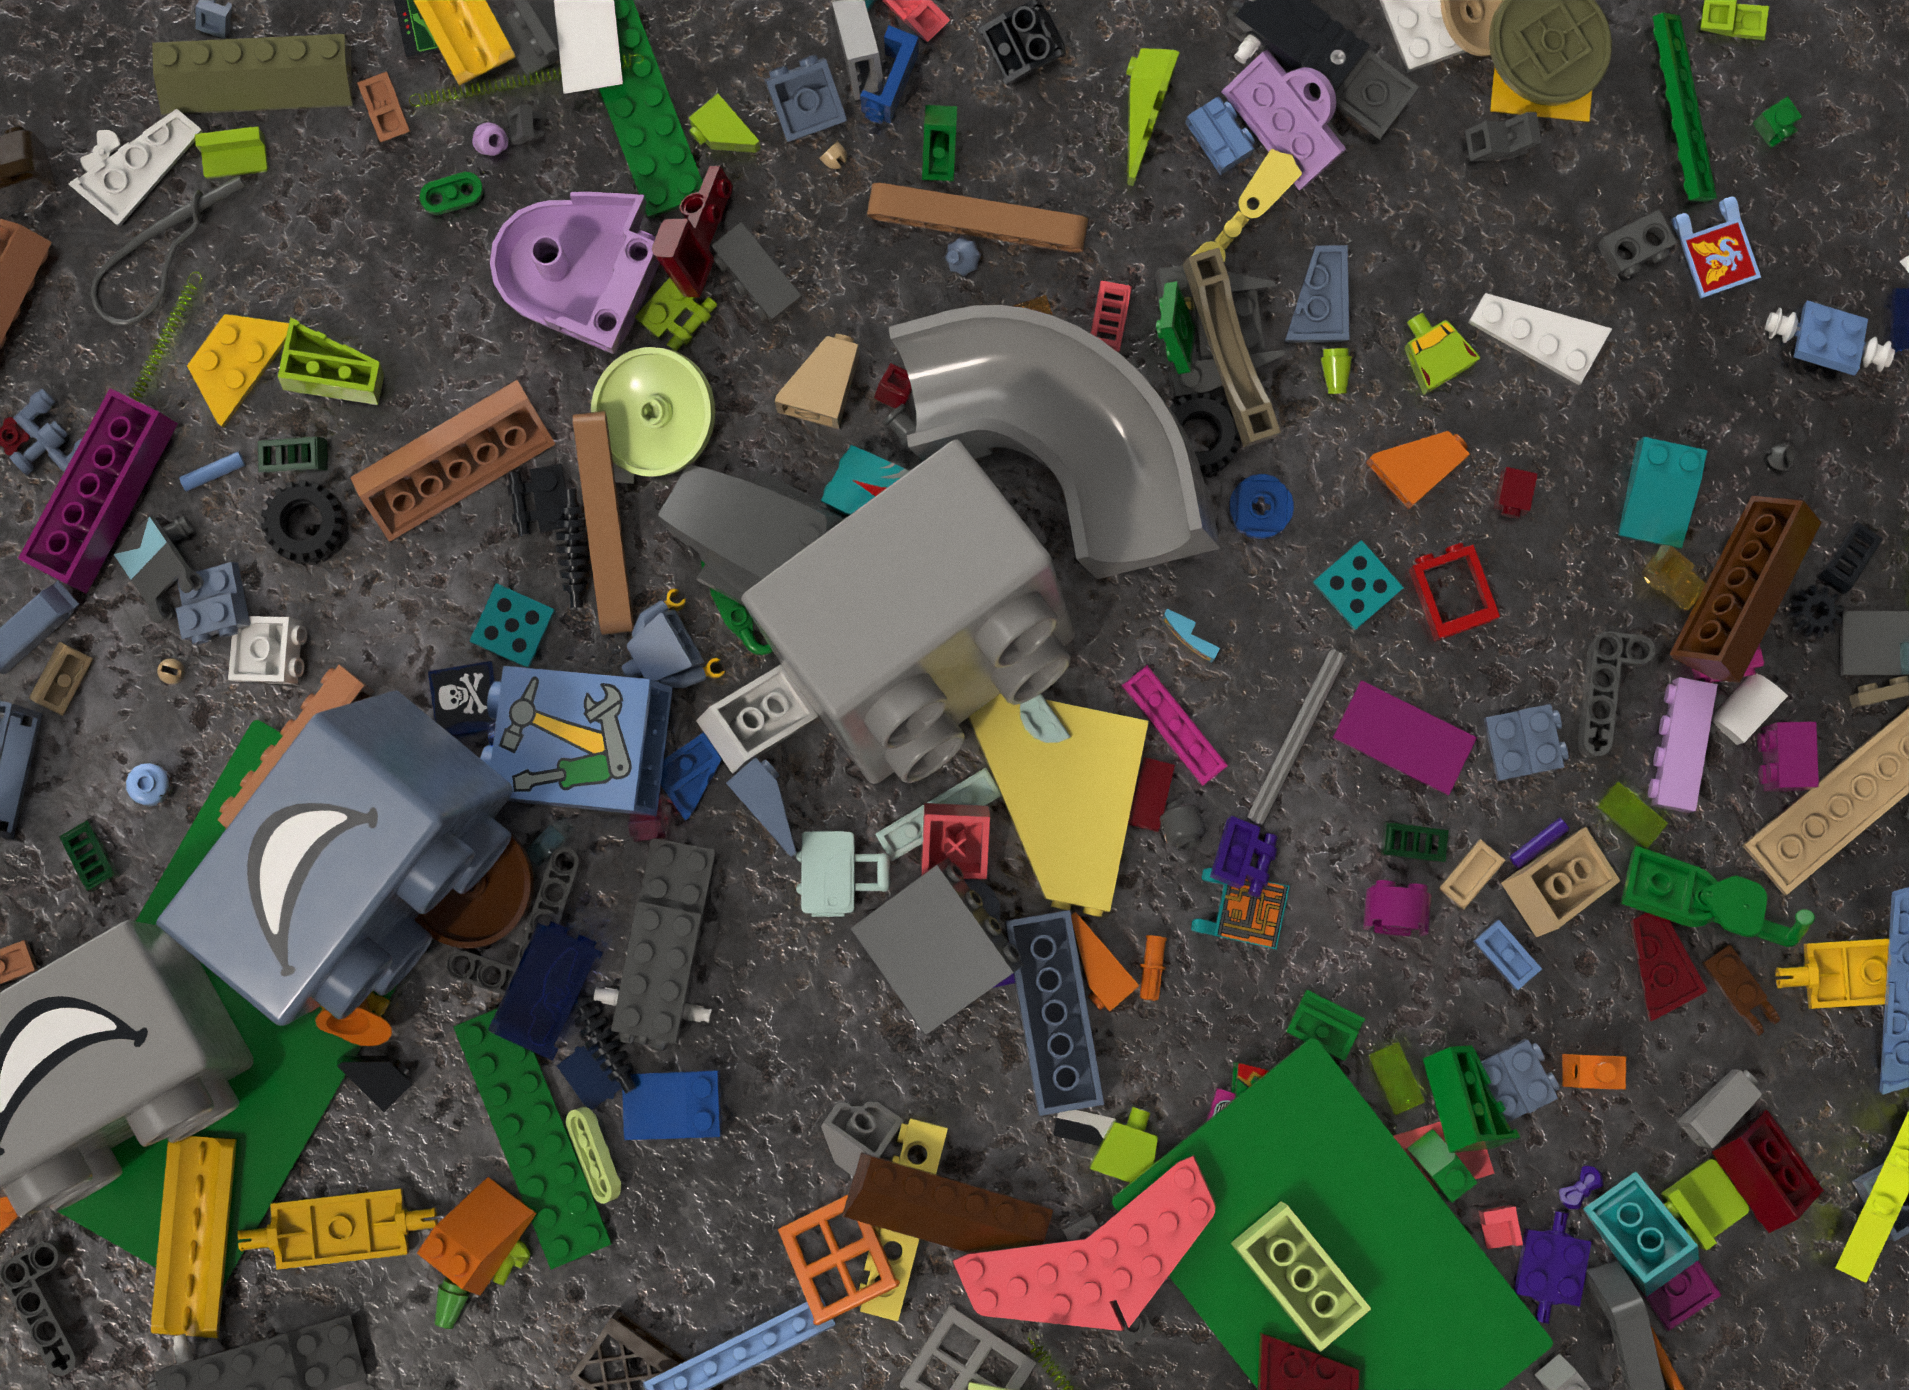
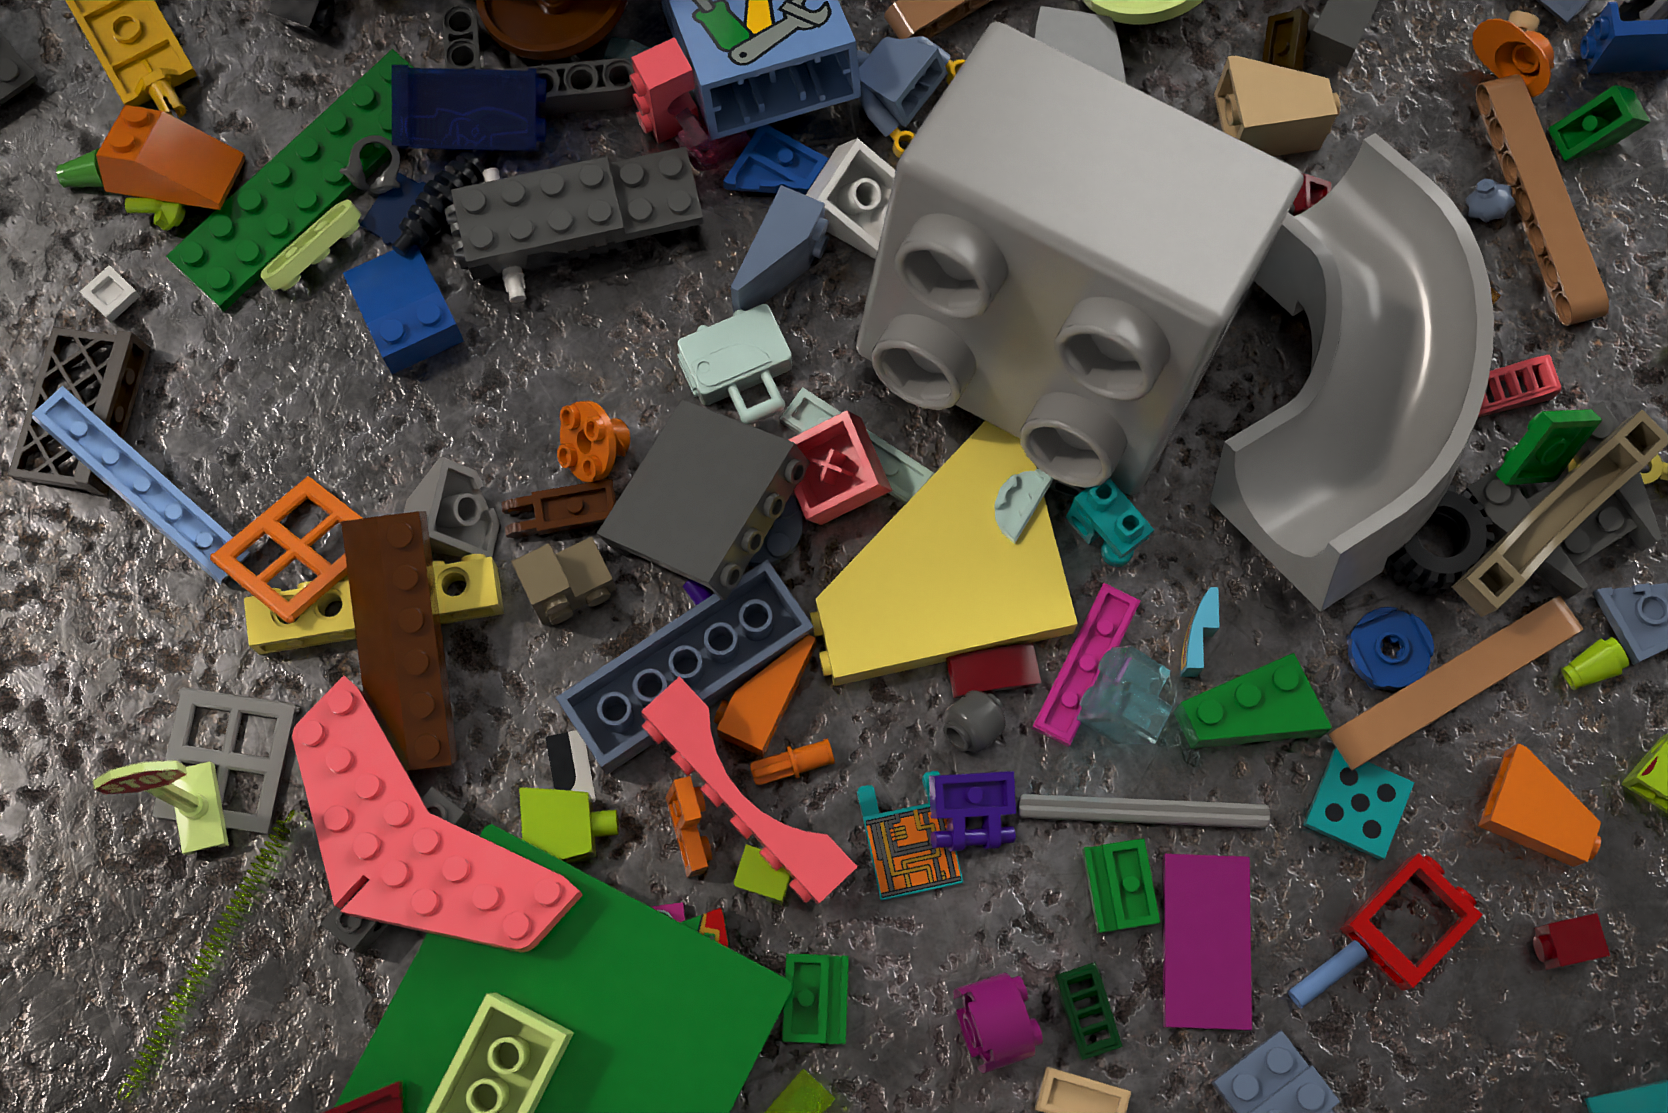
camera: 70 degrees right, 10 degrees down
(548, 1096) = (355, 173): none -> dark grey piece
(563, 1323) = (110, 293): none -> white plate
(602, 835) = (662, 89): none -> coral arch
(771, 344) = (1286, 39): none -> dark brown plate
(851, 1009) = (590, 440): none -> orange plate
(858, 174) = (1512, 51): none -> orange piece
(891, 1049) = (561, 508): none -> reddish brown hinge
(949, 1071) = (564, 579): none -> dark tan brick
(1090, 661) = (1111, 515): none -> teal hips
(1161, 1059) = (685, 809): none -> orange plate
(1215, 713) = (1125, 698): none -> clear light blue brick
(1225, 1022) = (760, 878): none -> lime panel
(1231, 988) = (808, 857): none -> coral arch
(1261, 624) = (1255, 707): none -> green wedge
(1306, 474) = (1455, 682): none -> medium nougat beam
(1341, 778) = (1120, 886): none -> green plate
(1462, 666) = (1327, 974): none -> medium blue piece

